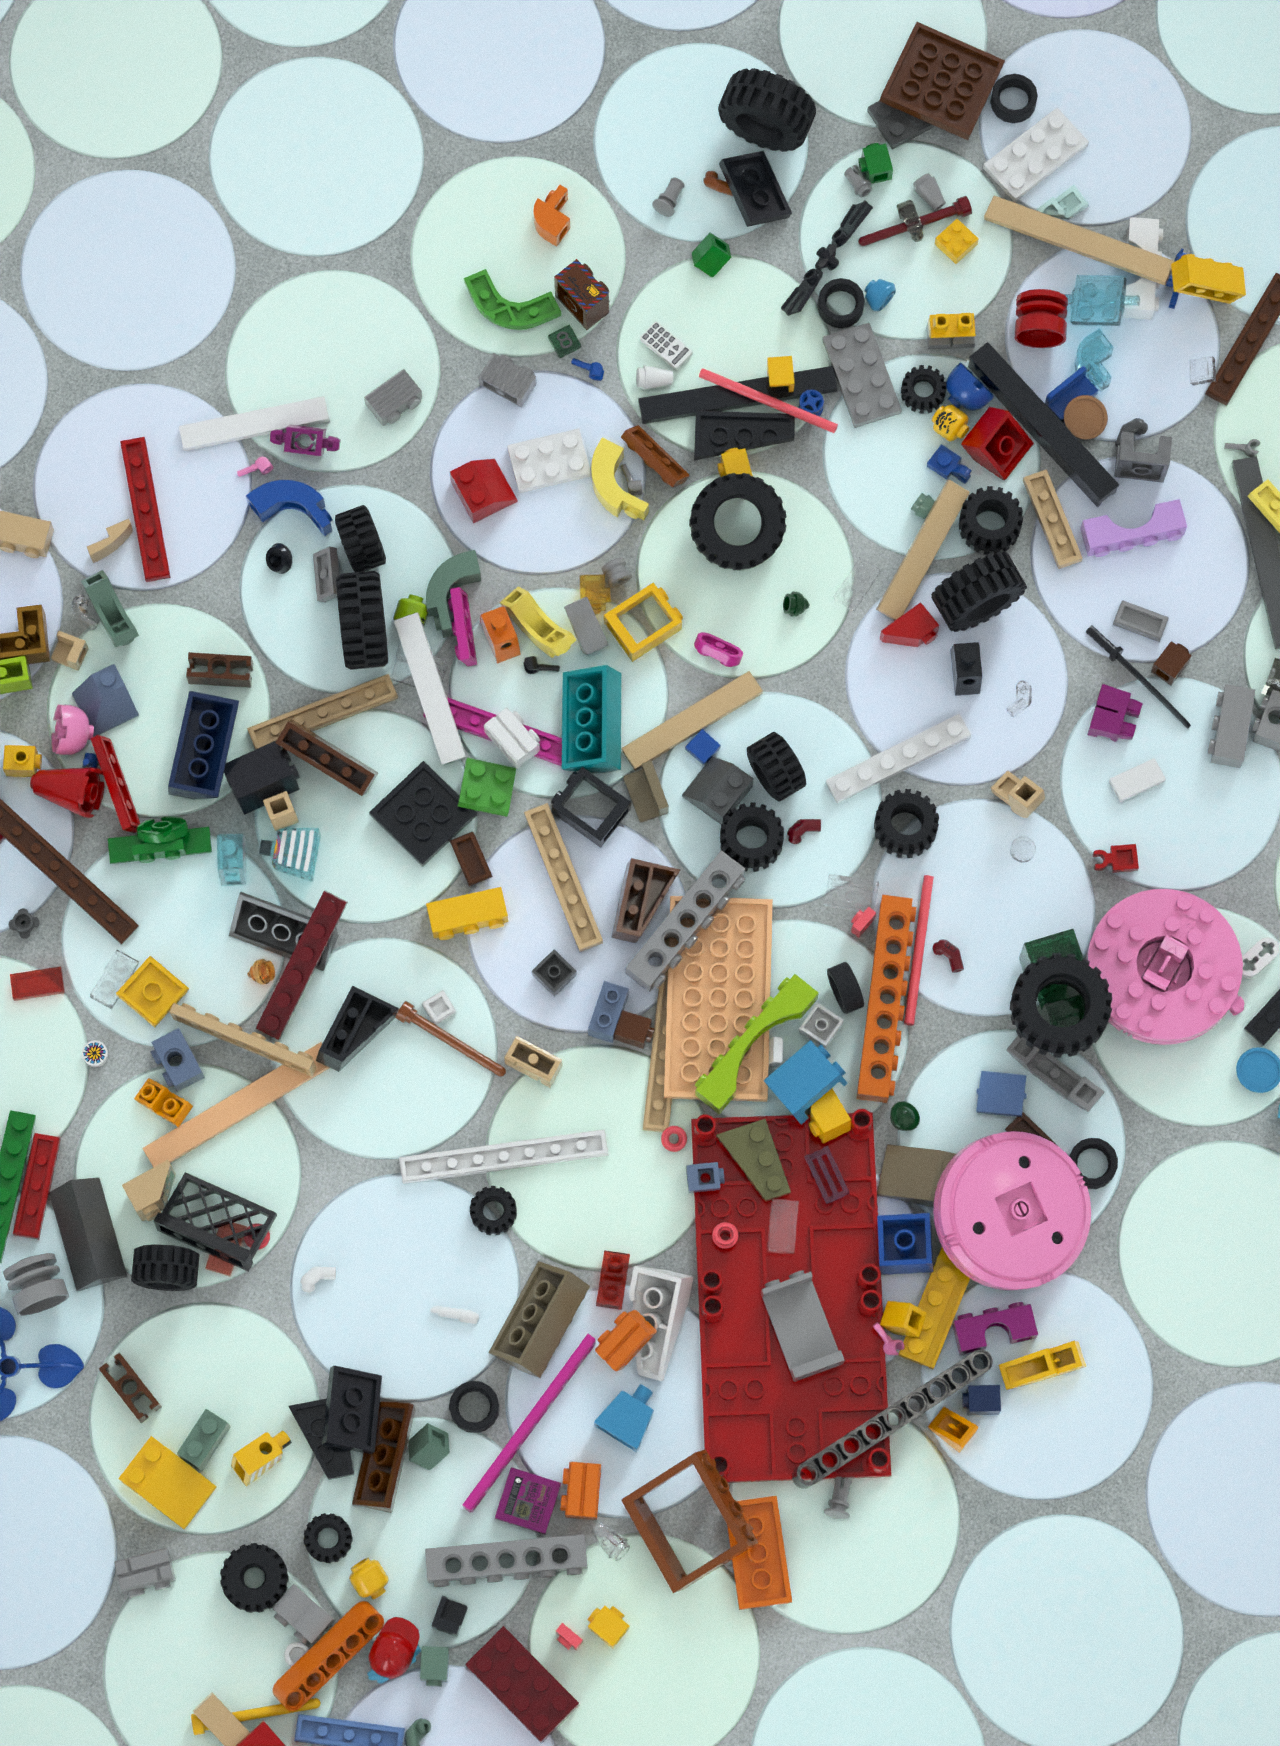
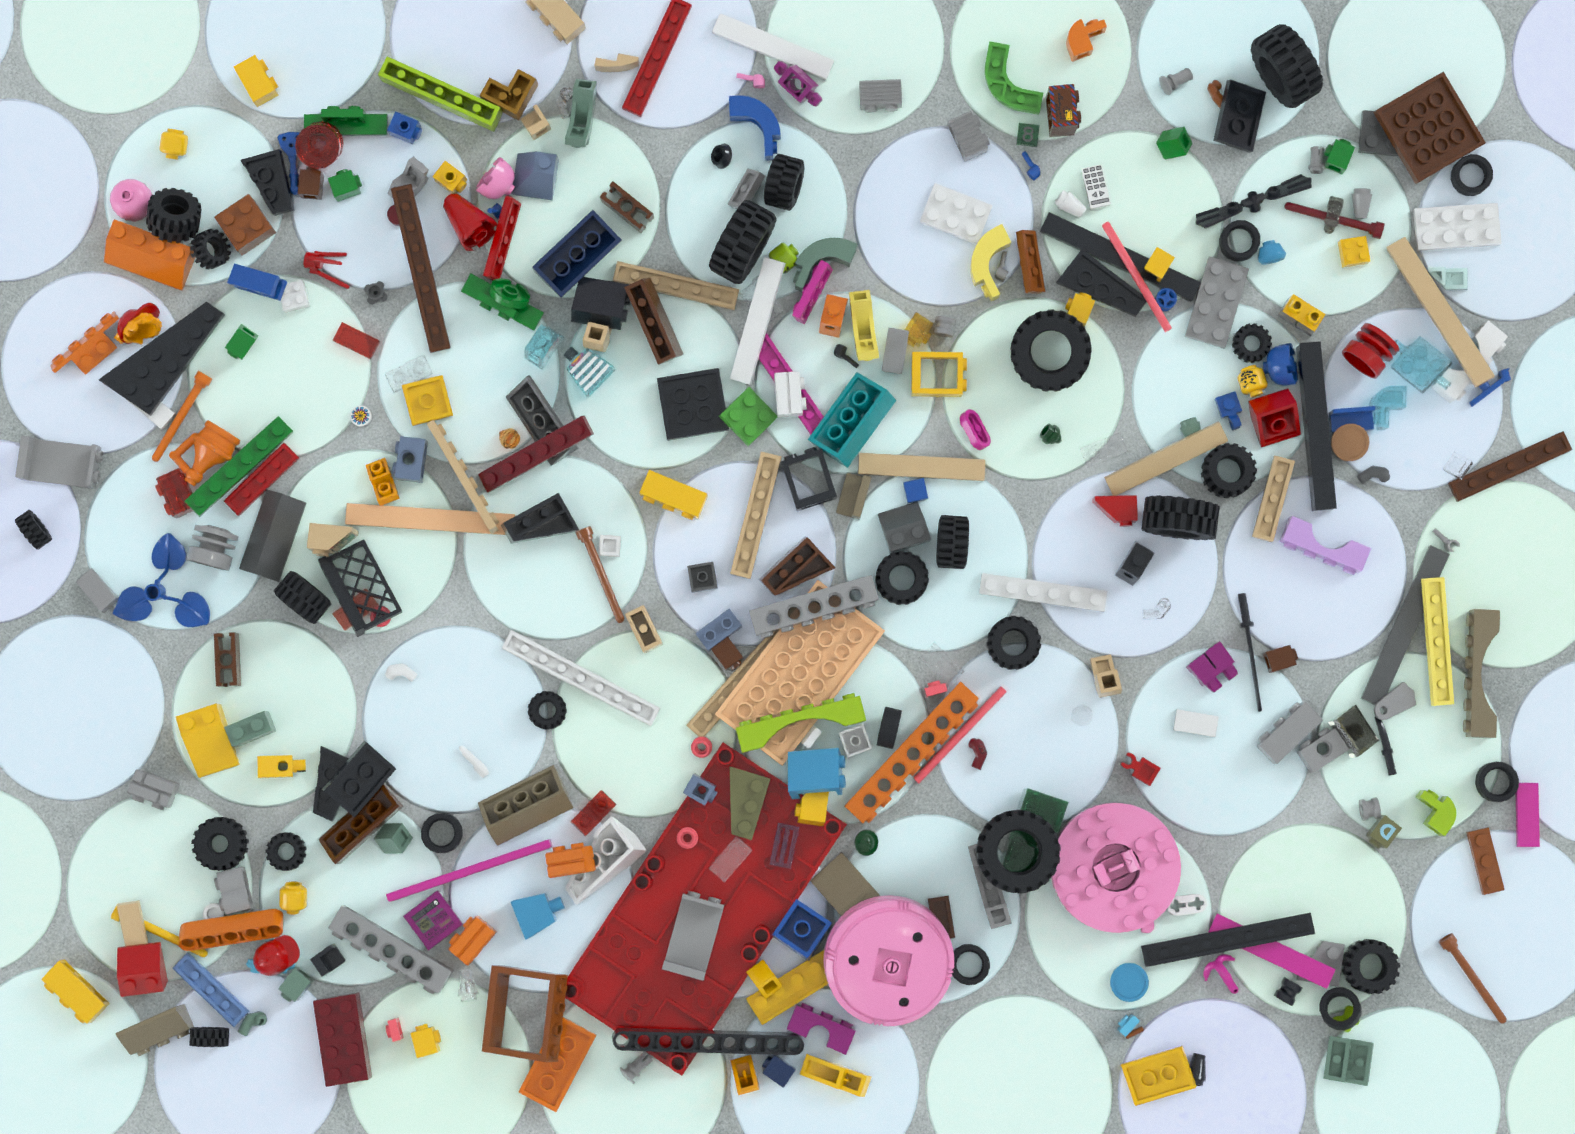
camera: 40 degrees right, 10 degrees up
(471, 858) = (703, 458): reddish brown tile -> none
(482, 488) = (896, 202): red slope -> none
(802, 826) = (940, 594): dark red arm -> none
(889, 1345) = (744, 989): bright pink hand -> none
(1001, 1093) = (943, 873): medium blue piece -> none
(1140, 621) = (1281, 613): light grey tile -> none
(1142, 465) = (1362, 505): flat silver panel -> none
(1208, 279) = (1510, 404): yellow brick -> none

